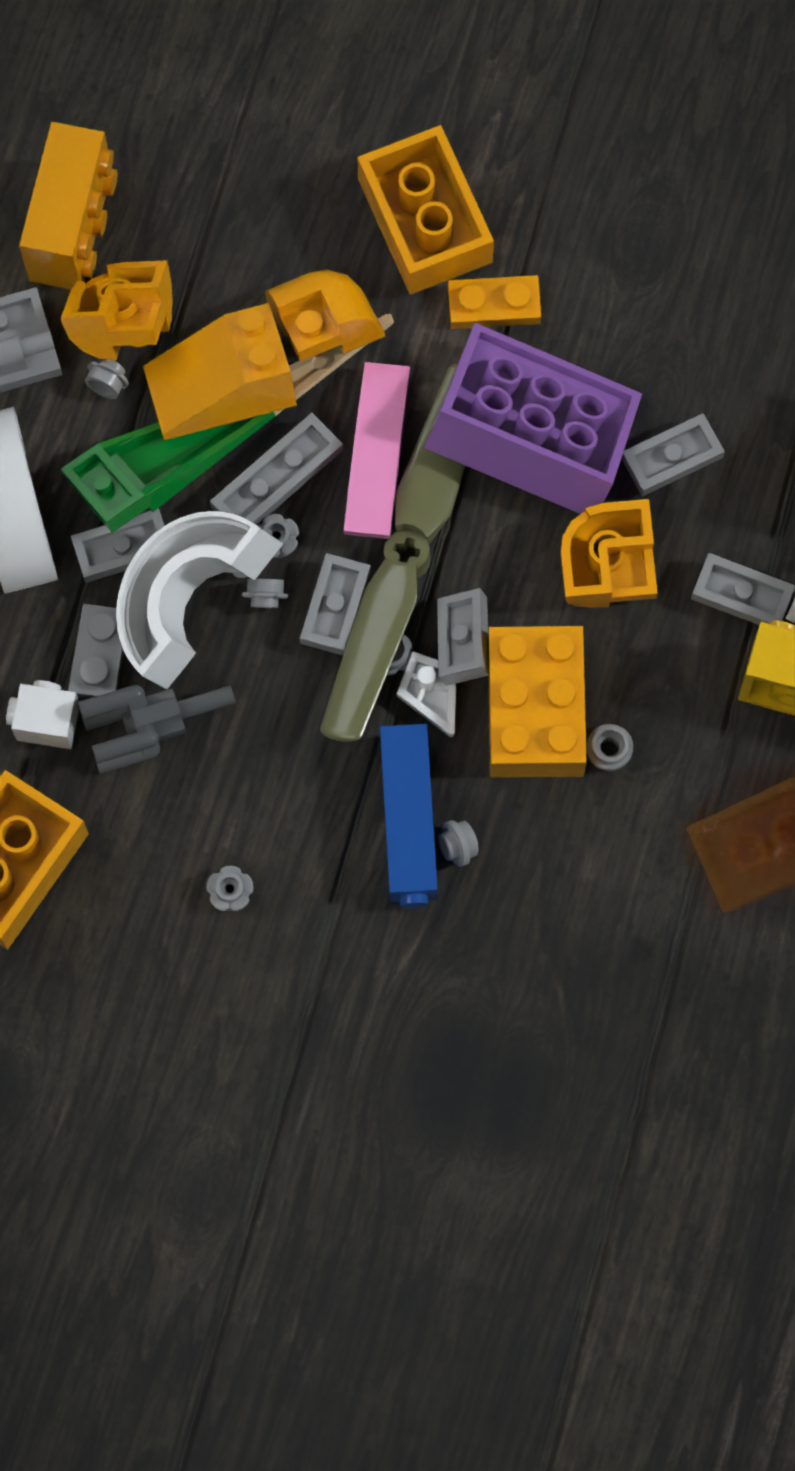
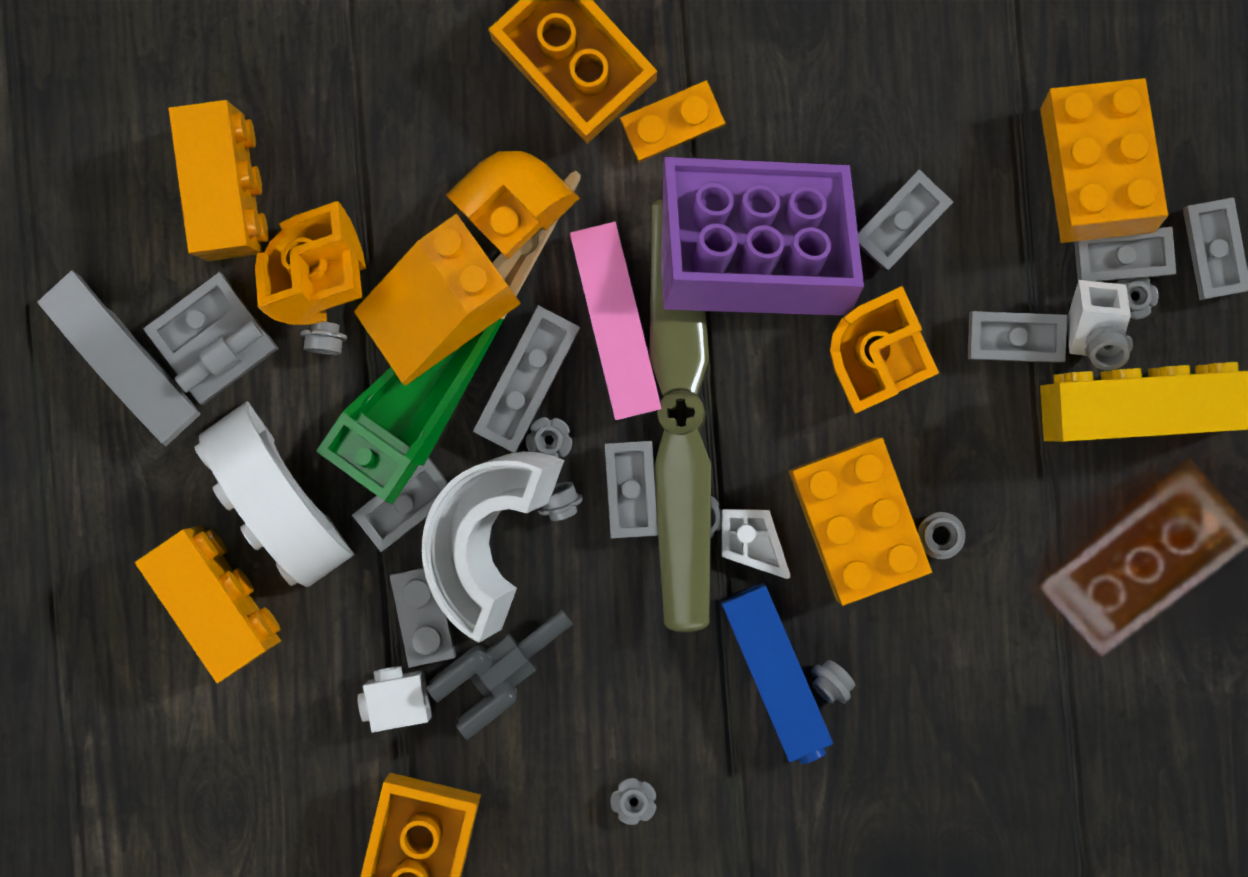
camera: 20 degrees left, 15 degrees up
(463, 637) = (766, 481): light grey plate -> none

